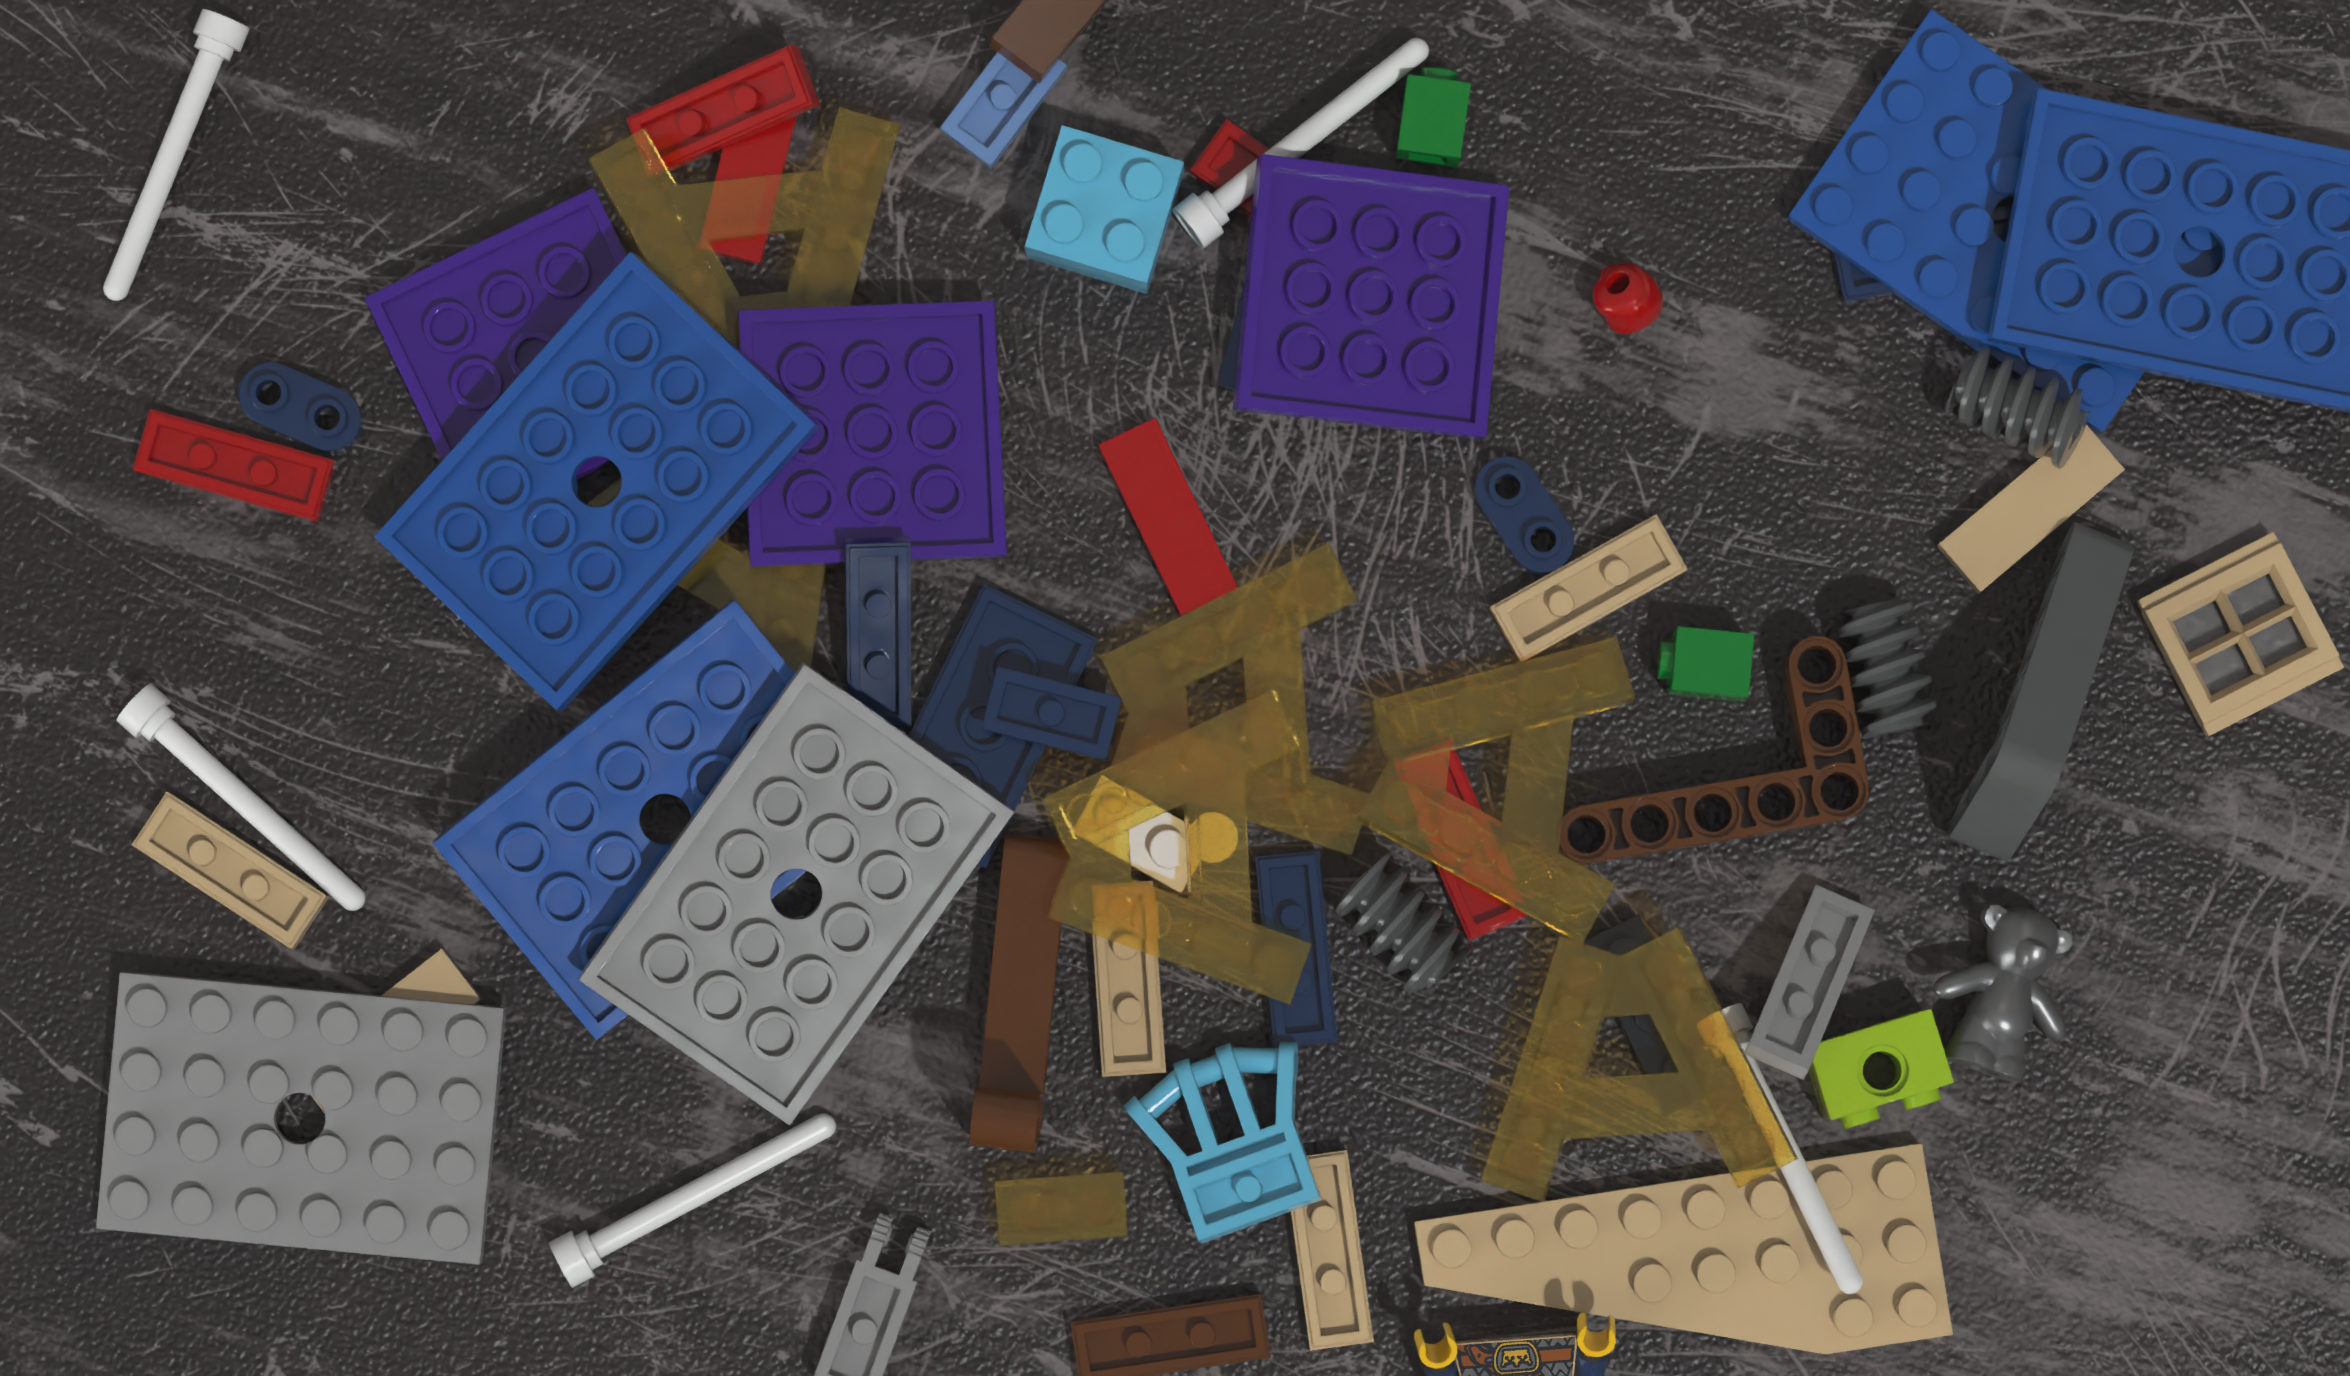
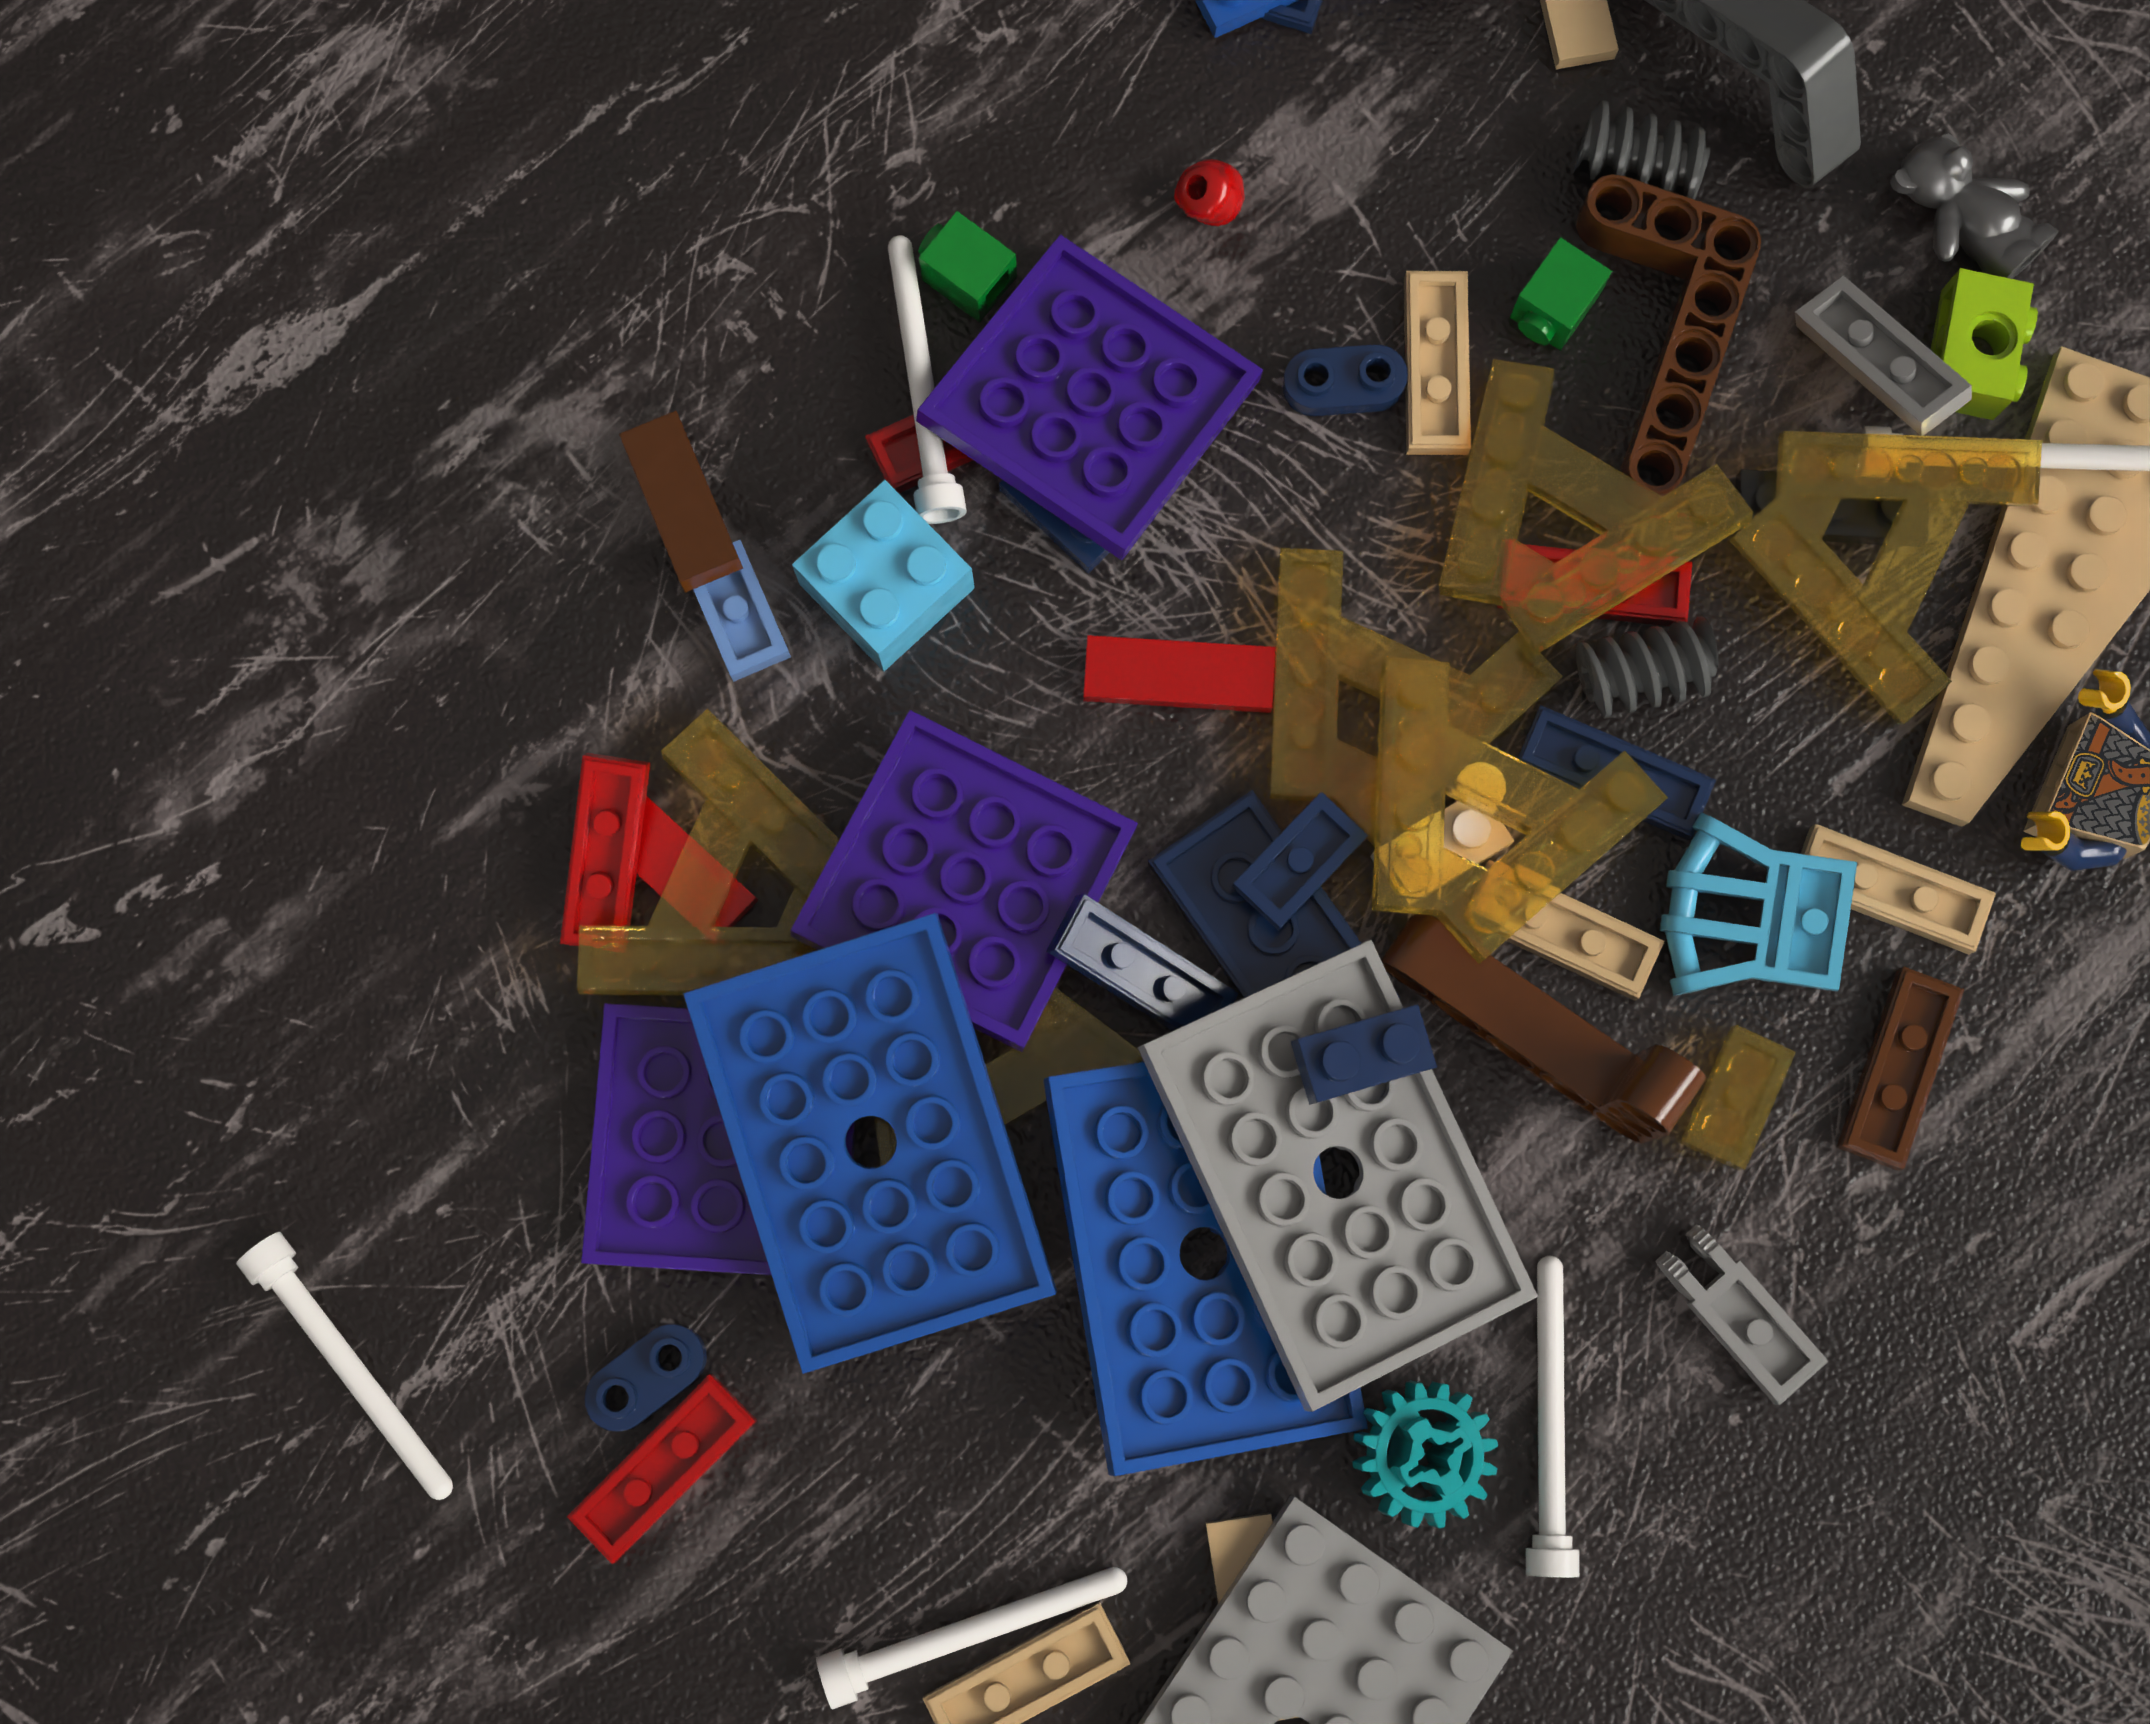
camera: 60 degrees left, 5 degrees down
(575, 1088) = (1443, 1474): none -> teal gear
(906, 858) = (1363, 1054): none -> dark blue plate

